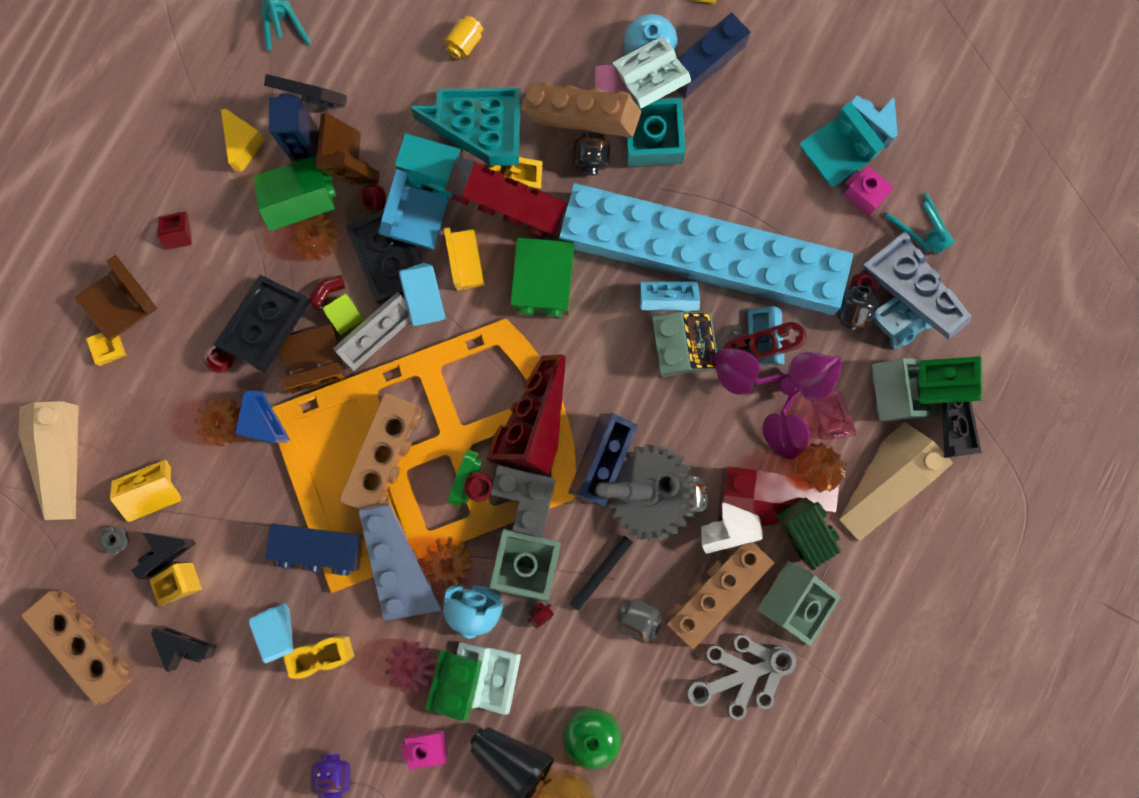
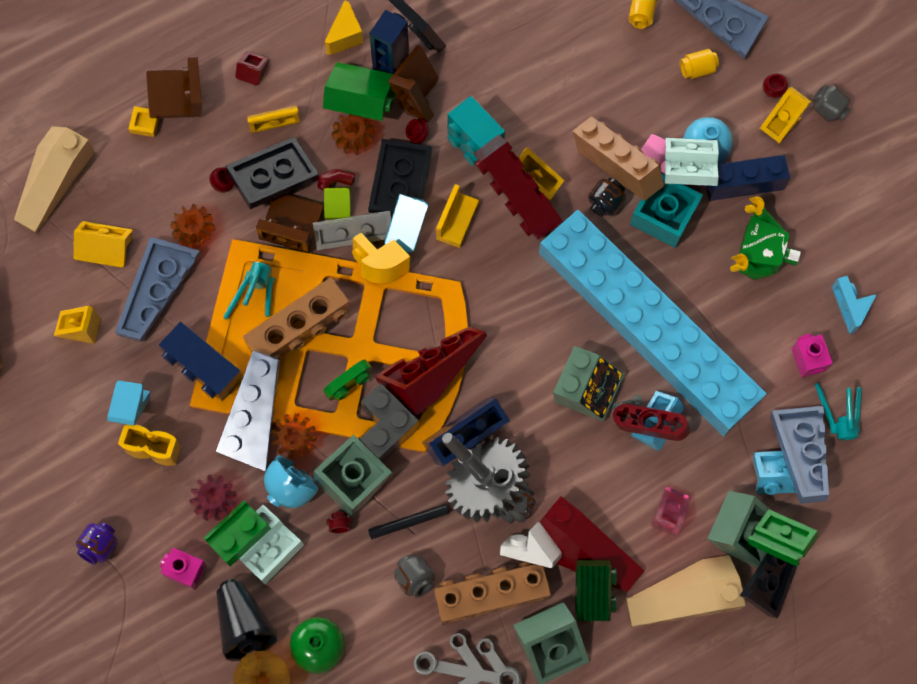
camera: 25 degrees right, 10 degrees down
(119, 534) = (58, 270): dark grey plate -> none
(166, 550) = (89, 295): black slope -> none
(173, 644) = (46, 371): black slope -> none
(221, 496) = (155, 283): none -> sand blue wing
(228, 268) = (273, 119): none -> yellow slope
(259, 419) = (222, 241): blue slope -> none
(314, 433) = (256, 278): none -> teal plant
(412, 214) = (438, 159): dark azure bracket -> none
(424, 348) = (382, 264): none -> yellow brick
(463, 37) = (563, 54): yellow brick -> none
(478, 121) = (533, 121): teal wing -> none
(478, 486) = (355, 390): dark red plate -> none
(542, 277) = (508, 267): green brick -> none
(669, 296) = (598, 339): medium azure bracket -> none
(762, 112) = (763, 245): none -> green torso
(808, 372) = (665, 462): magenta plant -> none
(820, 467) = (635, 545): clear orange gear -> none
(842, 146) = (811, 309): teal bracket -> none
(857, 307) = (744, 439): black head -> none
(864, 276) = (758, 432): dark red plate -> none

